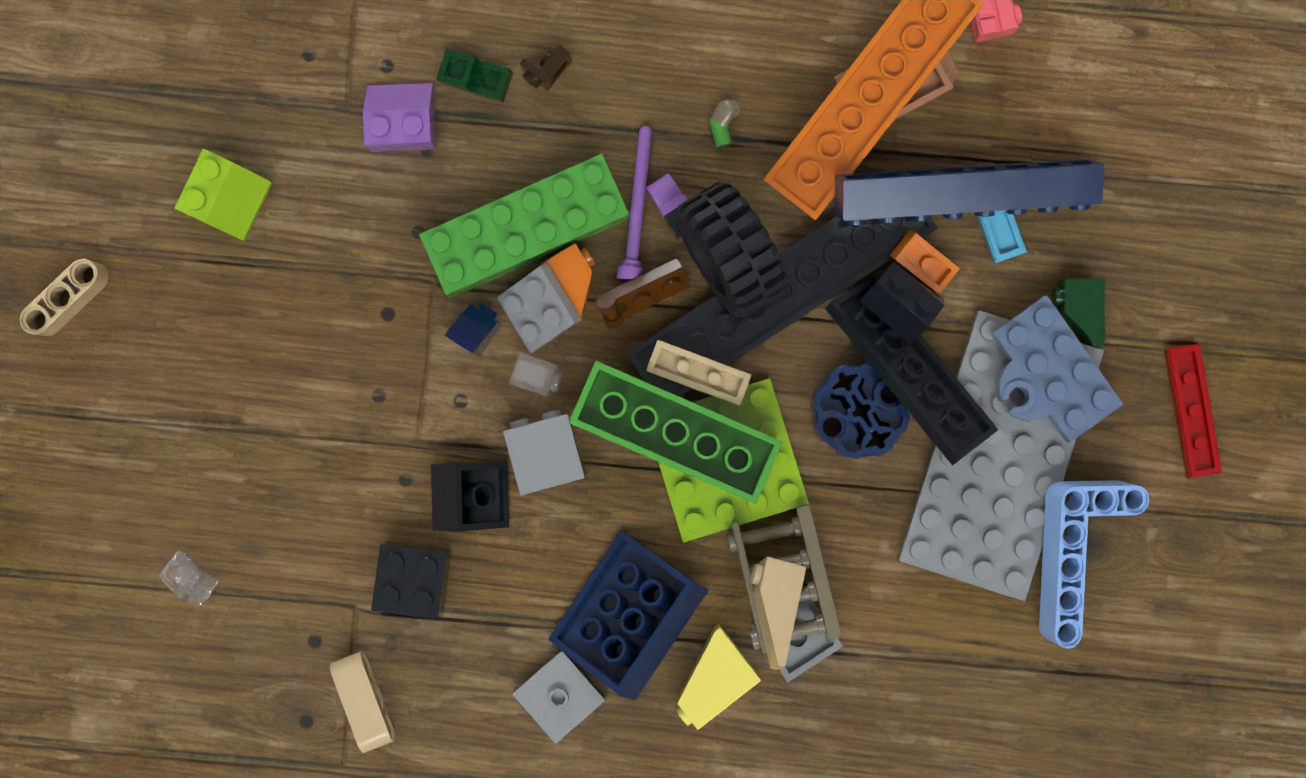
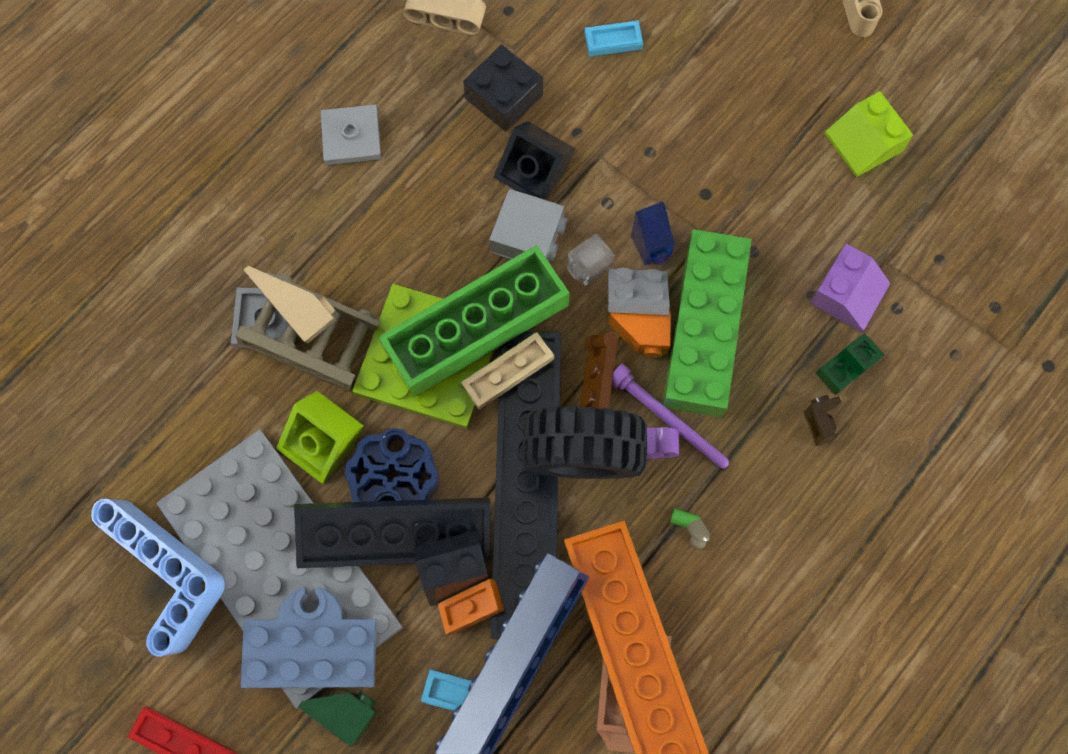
camera: 125 degrees right, 15 degrees down
(277, 513) = (613, 38): none -> medium azure tile
(628, 616) = (369, 212): dark blue slope -> none
(715, 680) = (277, 241): light yellow slope -> none
(869, 502) = (318, 436): none -> lime slope

